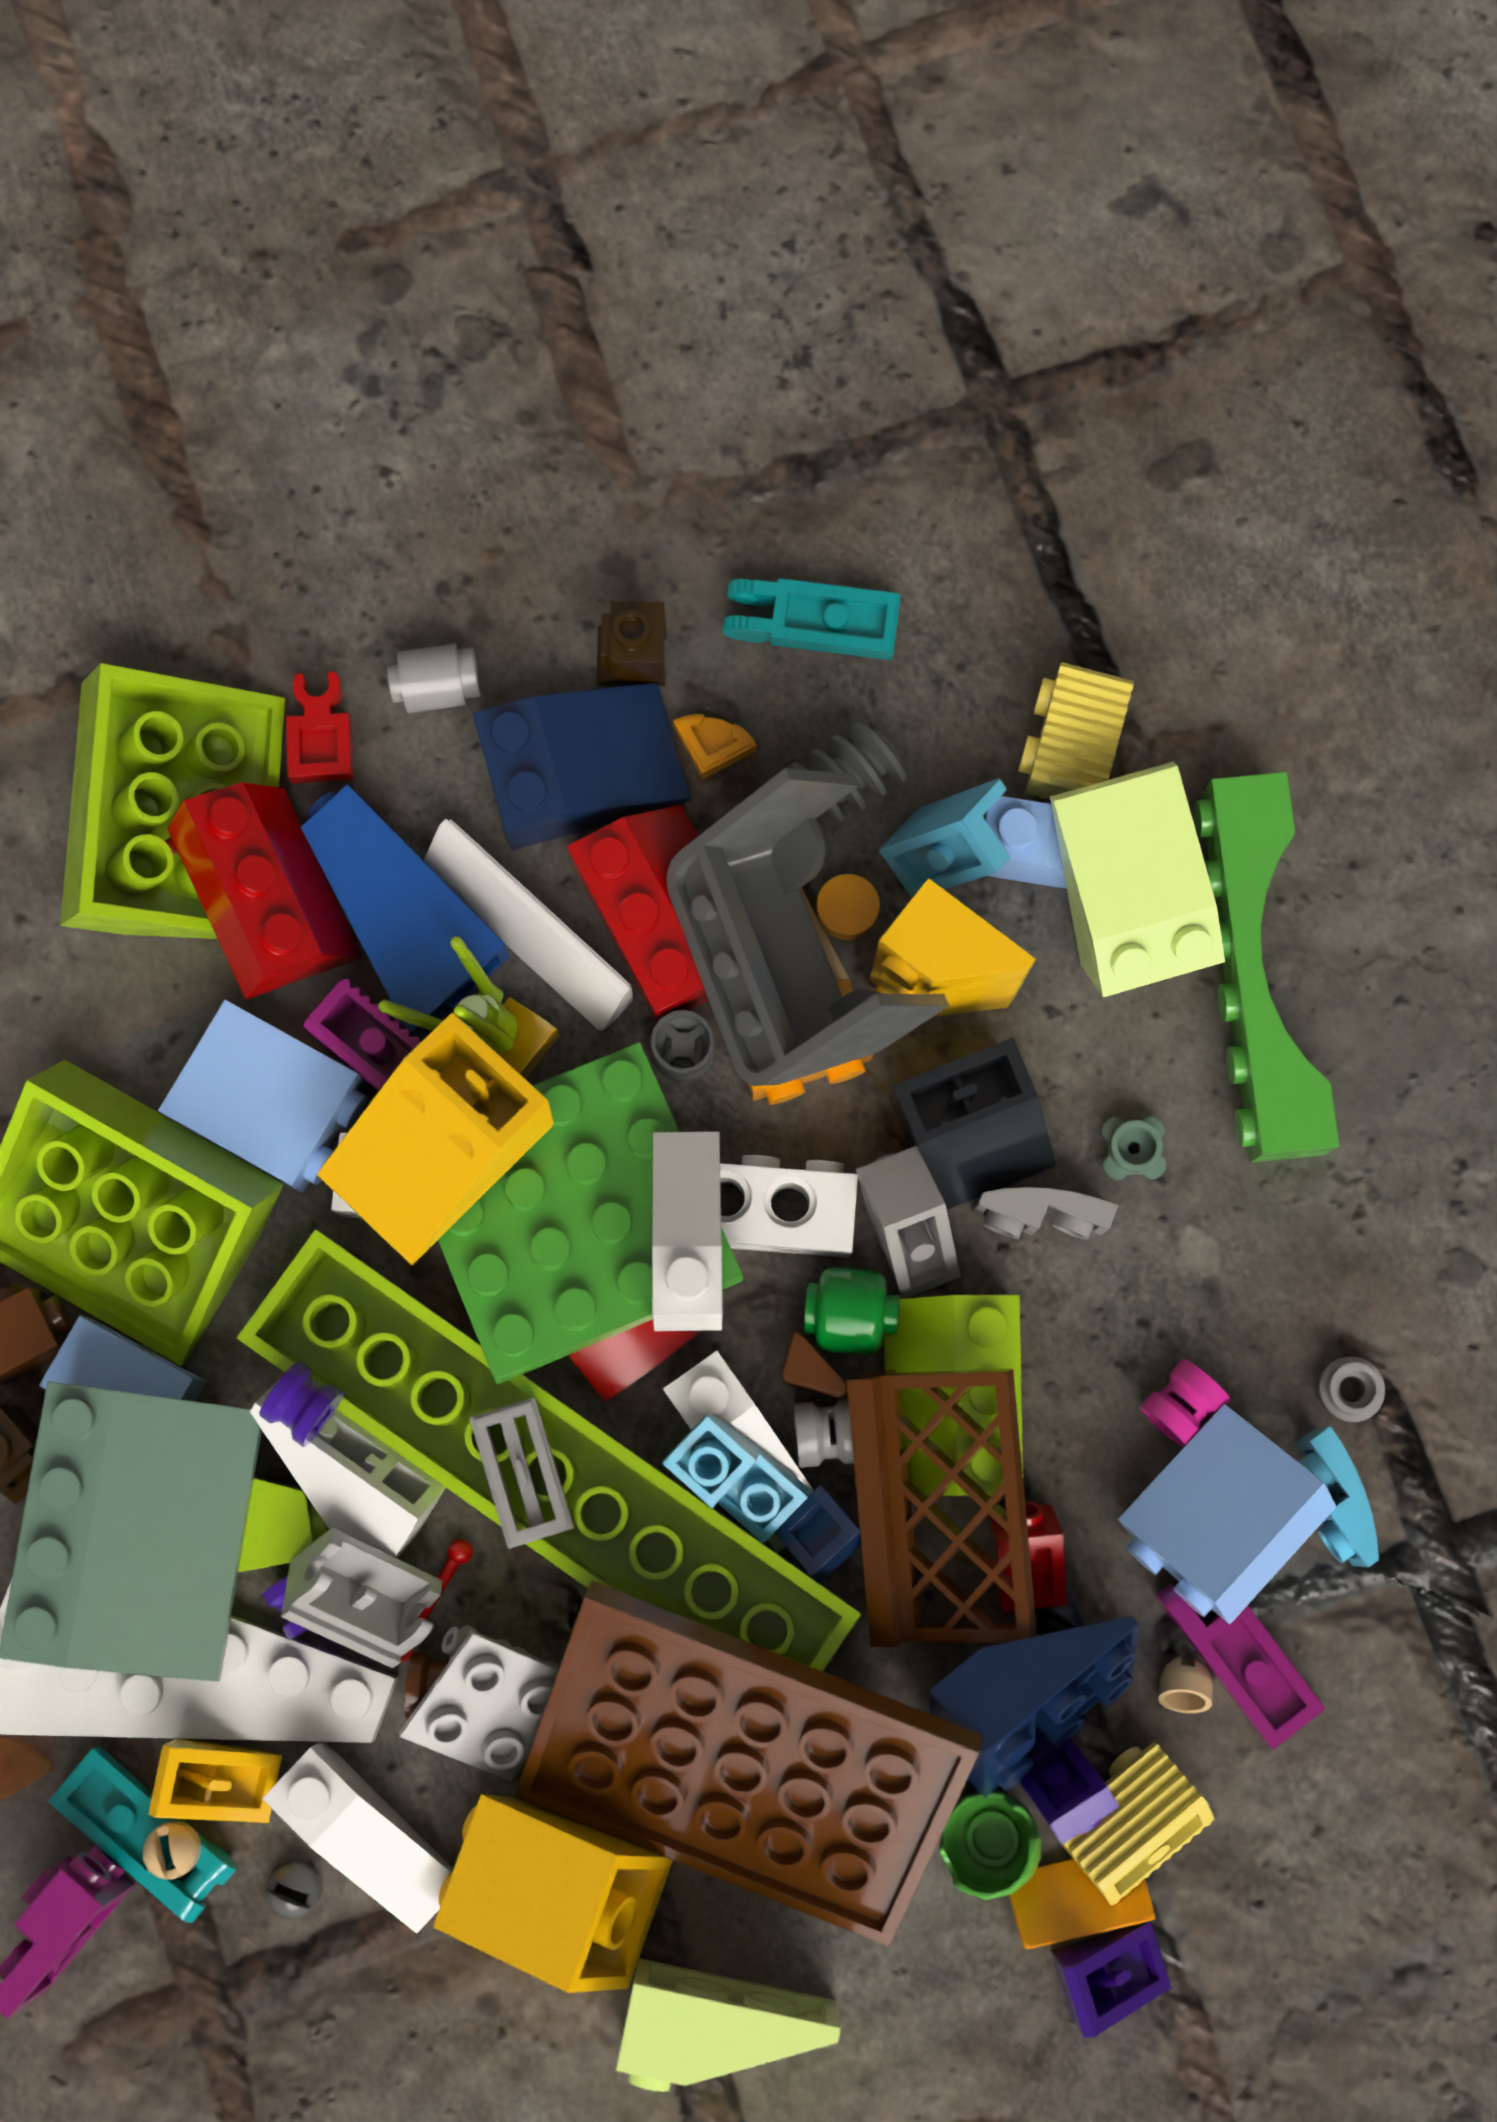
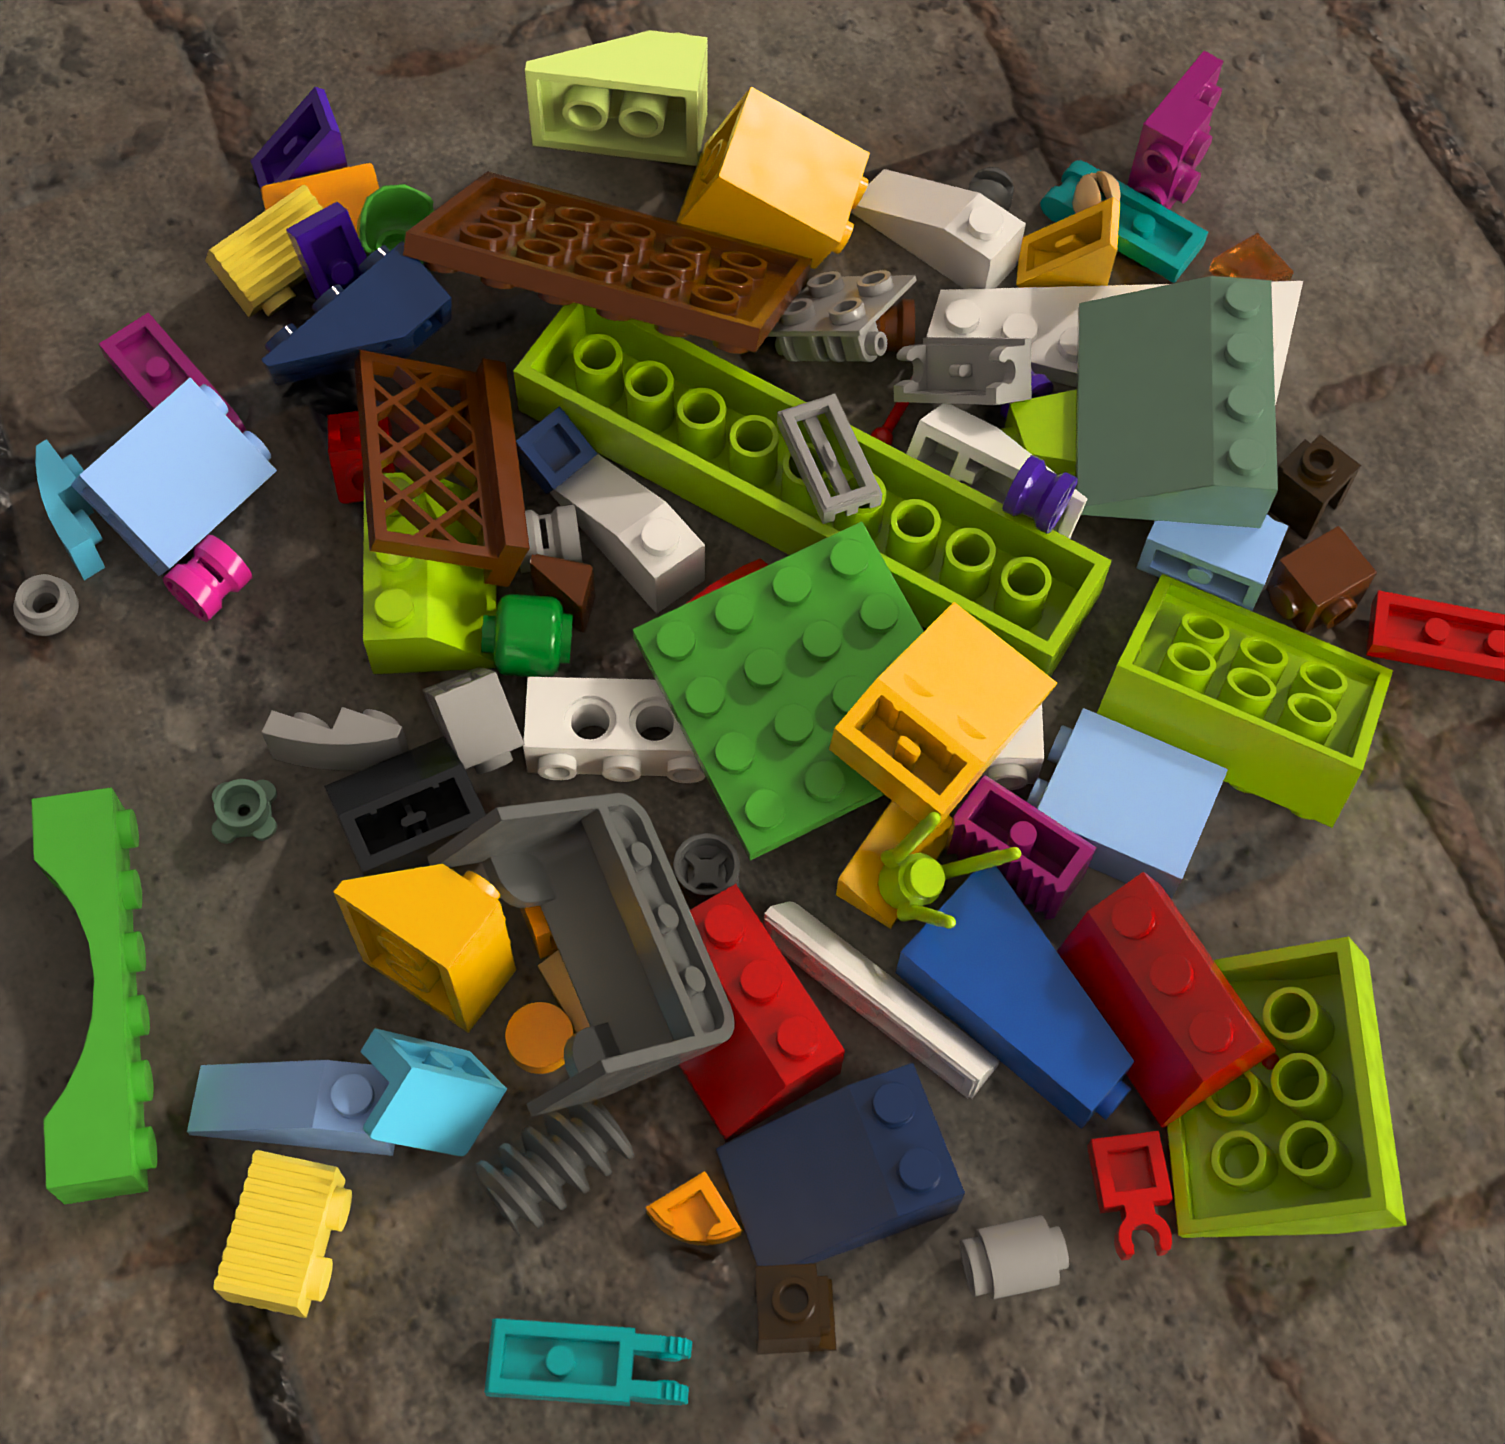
camera: 175 degrees right, 15 degrees down
(686, 1232) = (688, 646): white slope -> none
(737, 1475) = (629, 480): medium azure slope -> none
(1136, 880) = (222, 1045): yellowish green slope -> none
(1185, 1687) = (223, 359): tan hinge -> none

